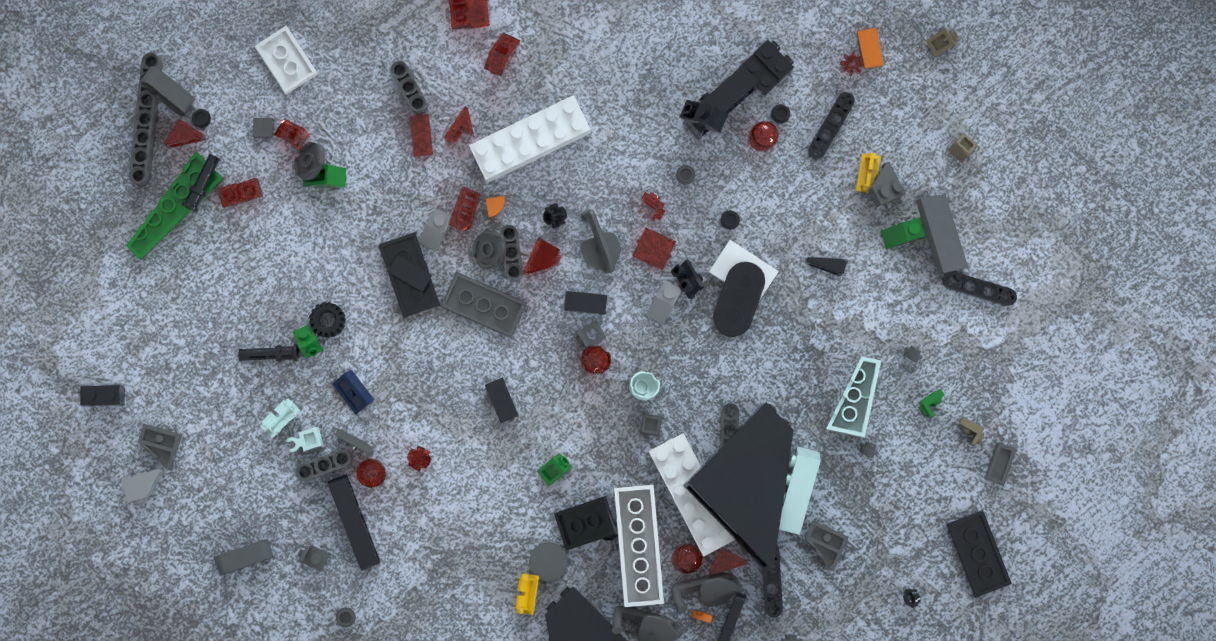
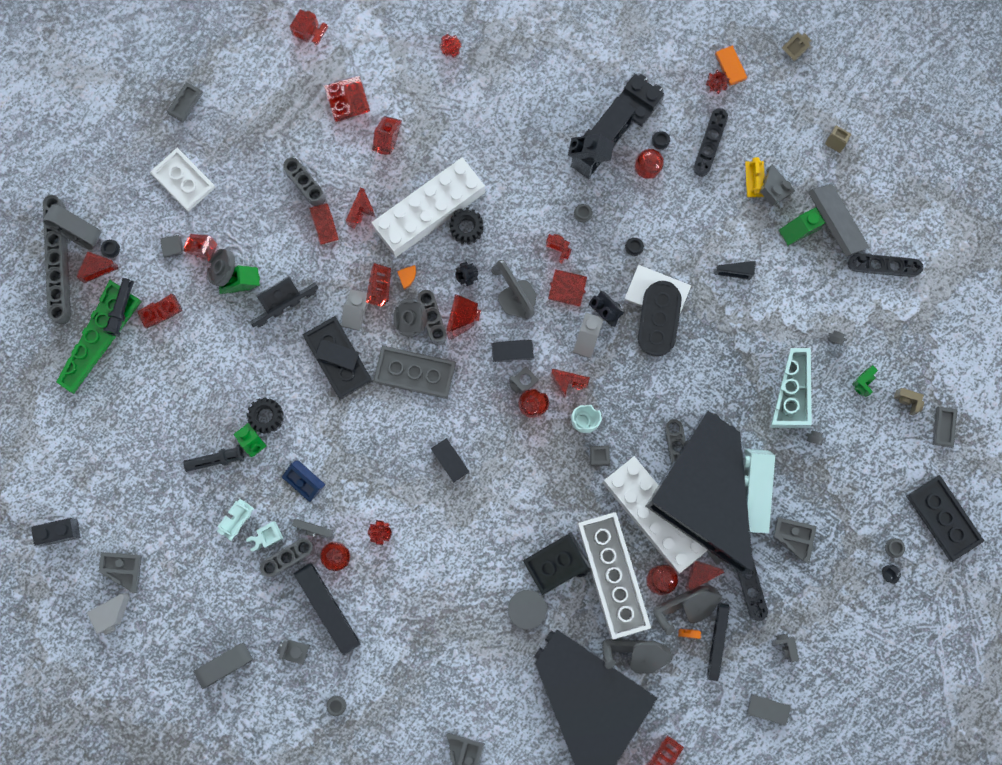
camera: 10 degrees left, 5 degrees down
(363, 203) = (280, 297): none -> black bracket
(526, 601) = (513, 640): yellow hinge -> none
(554, 469) = (514, 517): green bracket -> none
(564, 154) = (466, 215): none -> black tyre
(630, 341) = (564, 378): none -> clear red slope
(922, 573) = (895, 548): none -> dark grey plate

